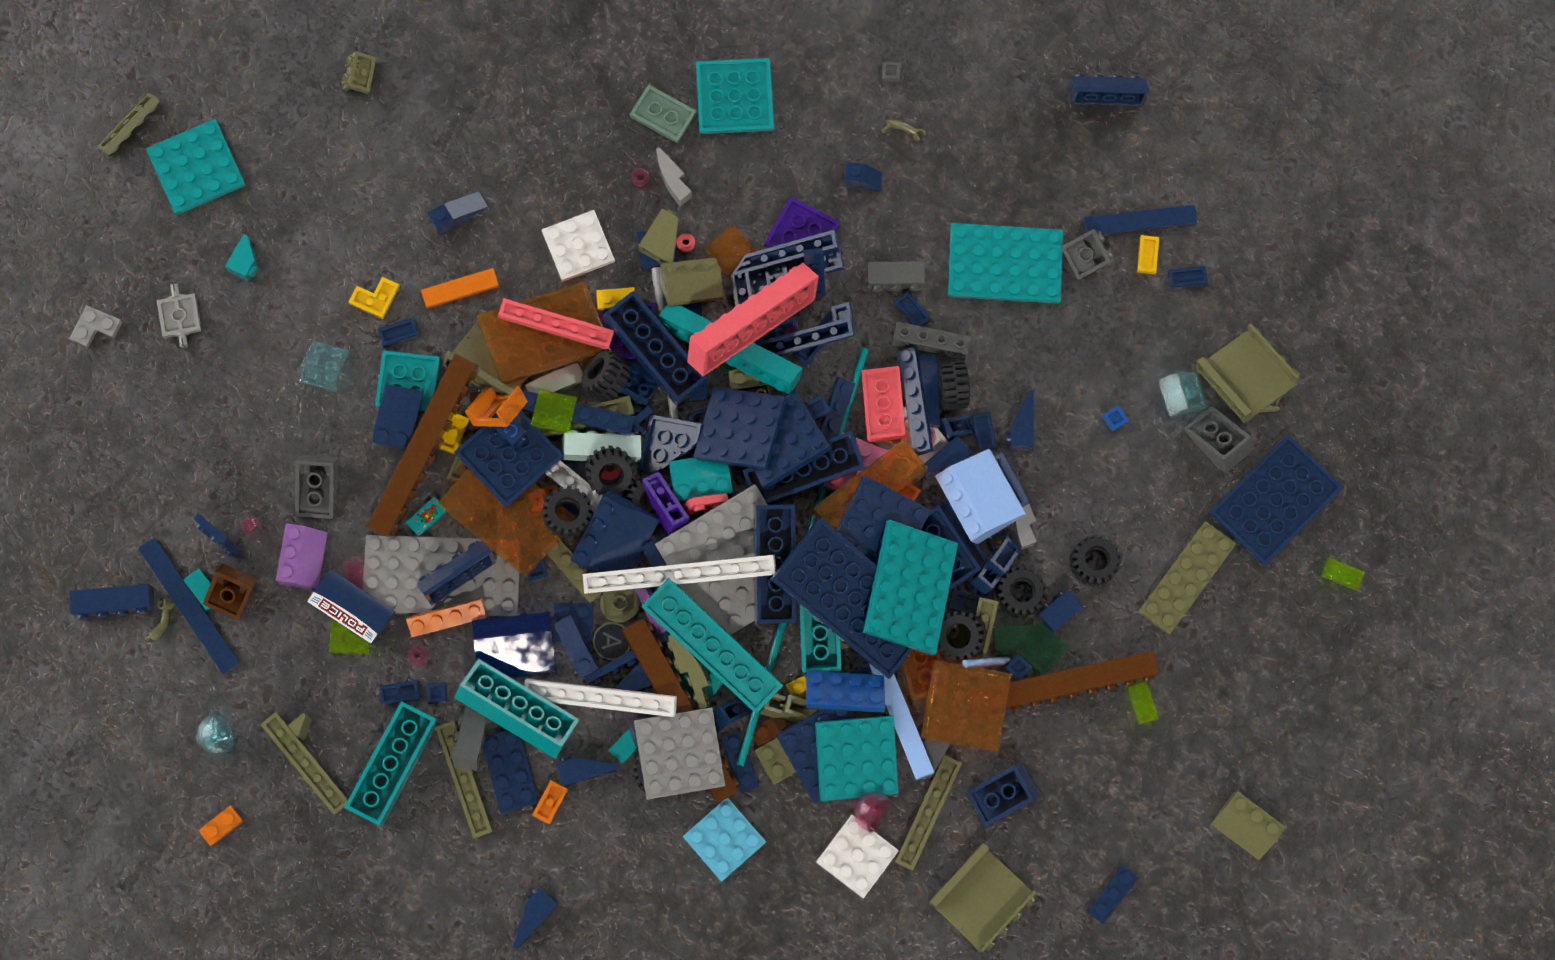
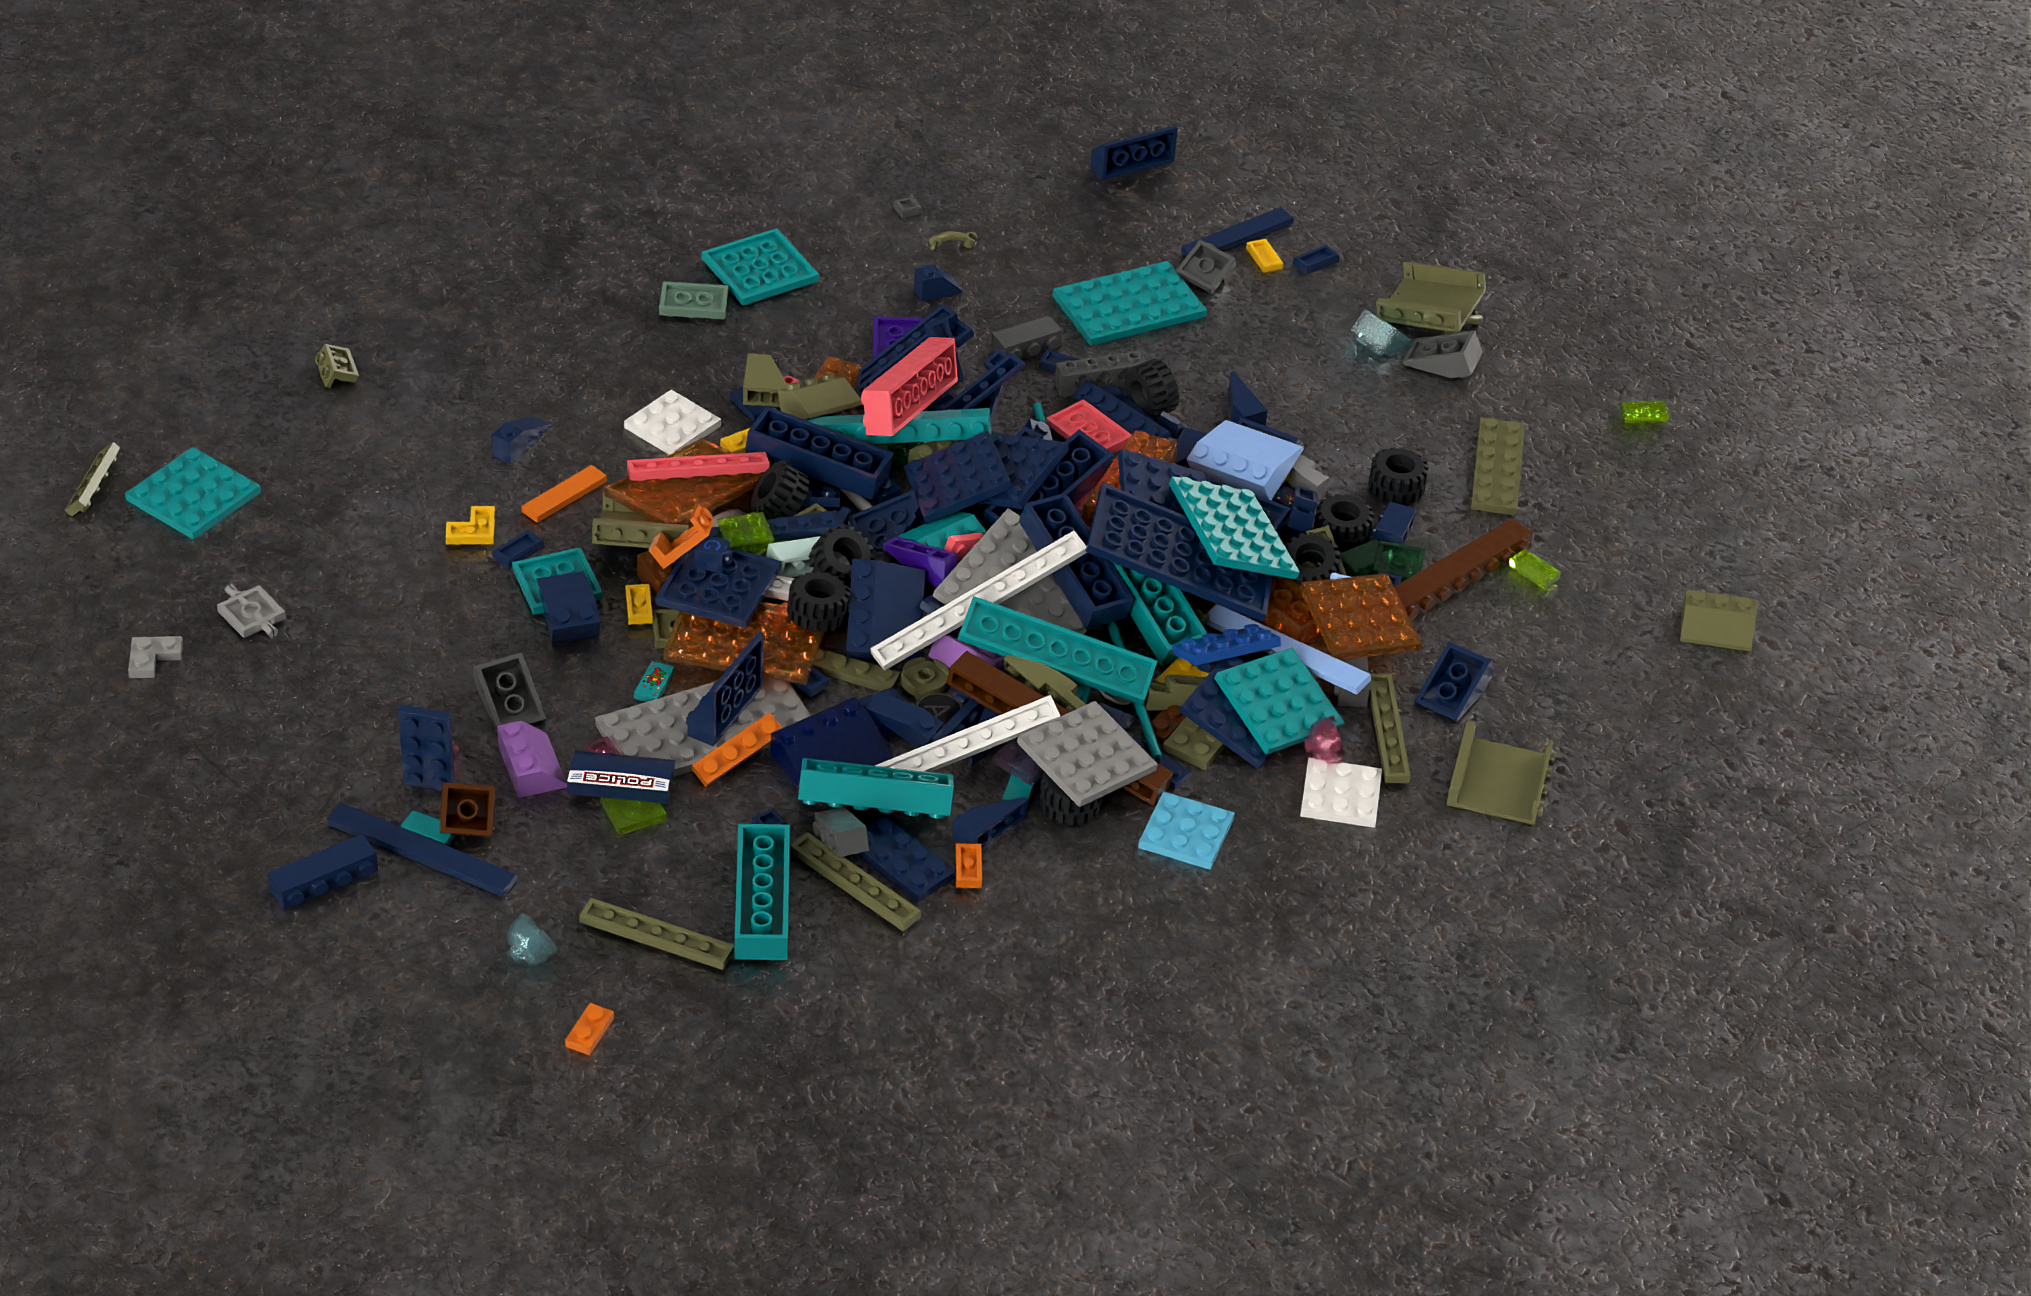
camera: 25 degrees left, 35 degrees down
(165, 606) = (399, 874): olive piece -> none
(243, 260) = (300, 543): teal slope -> none
(301, 726) = (630, 890): olive slope -> none
(323, 366) = (451, 600): clear light blue bracket -> none
(399, 692) = (721, 839): dark blue tile -> none
(417, 662) = (725, 798): clear pink plate -> none
(423, 446) = (616, 606): reddish brown brick -> none
(535, 913) = (1022, 963): dark blue slope -> none
(640, 172) = (702, 352): clear pink plate -> none
(673, 178) = (736, 338): light grey slope -> none
(984, 431) = (1201, 421): dark blue tile -> none
(1112, 894) = (1630, 727): dark blue plate -> none
(1115, 418) = (1330, 373): blue plate -> none
(1275, 500) = (1535, 381): dark blue plate -> none

